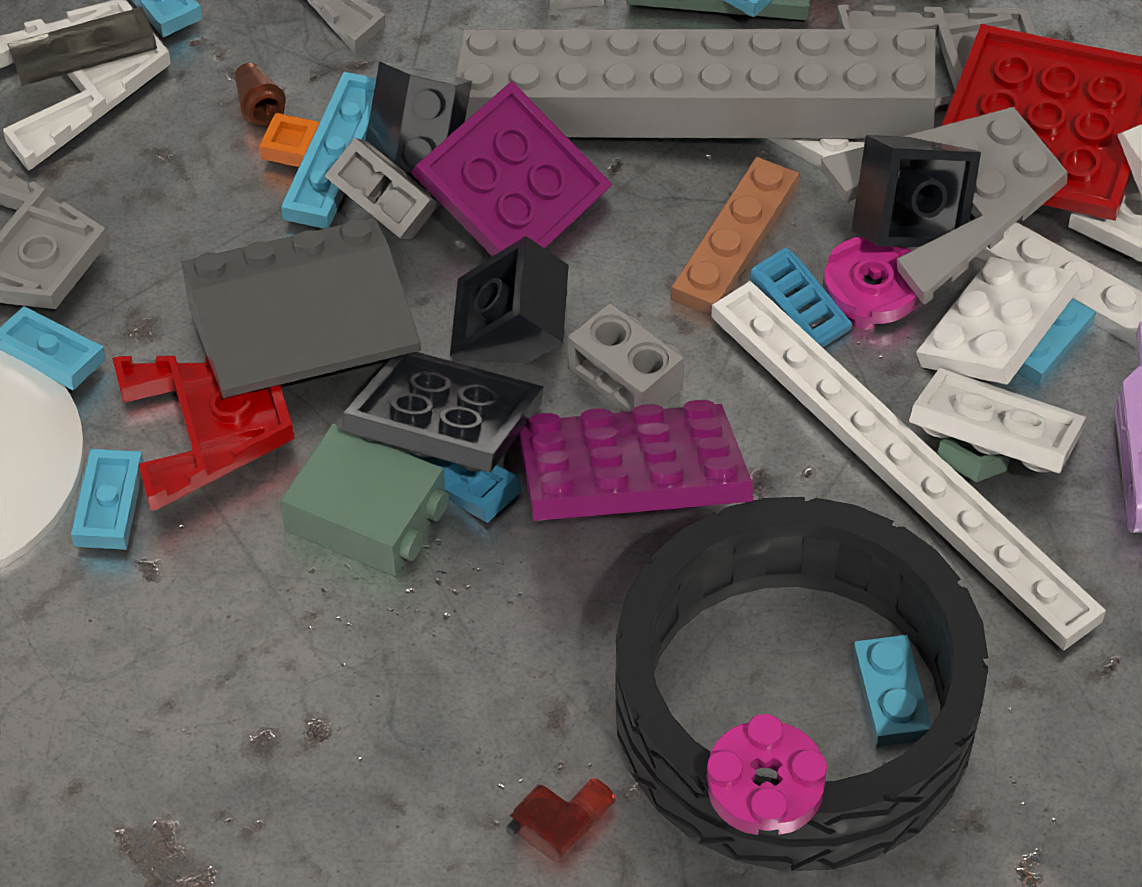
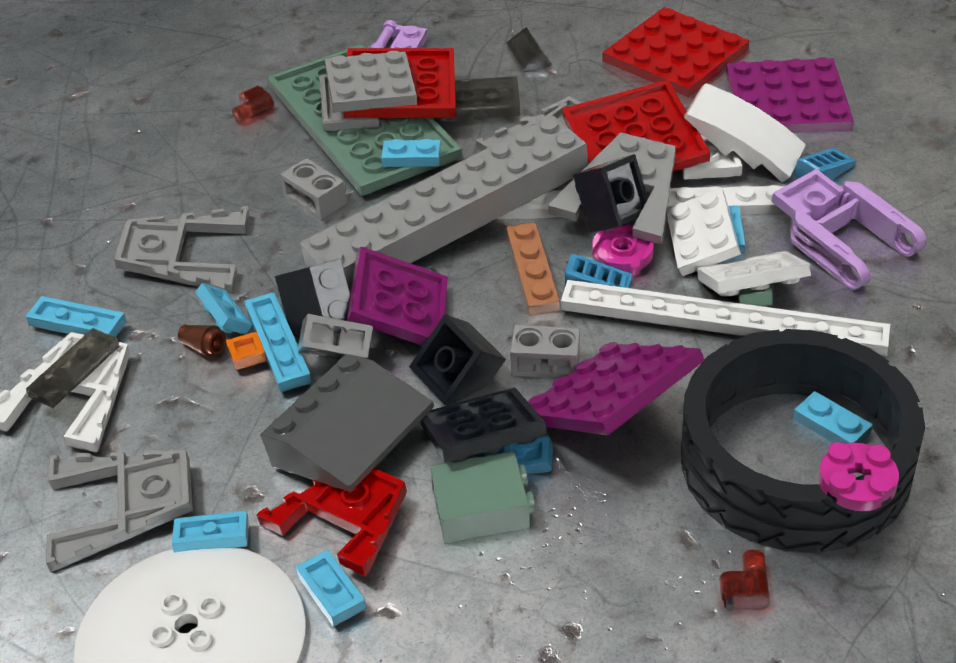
camera: 35 degrees left, 10 degrees down
(314, 67) = (223, 309): none -> medium azure plate

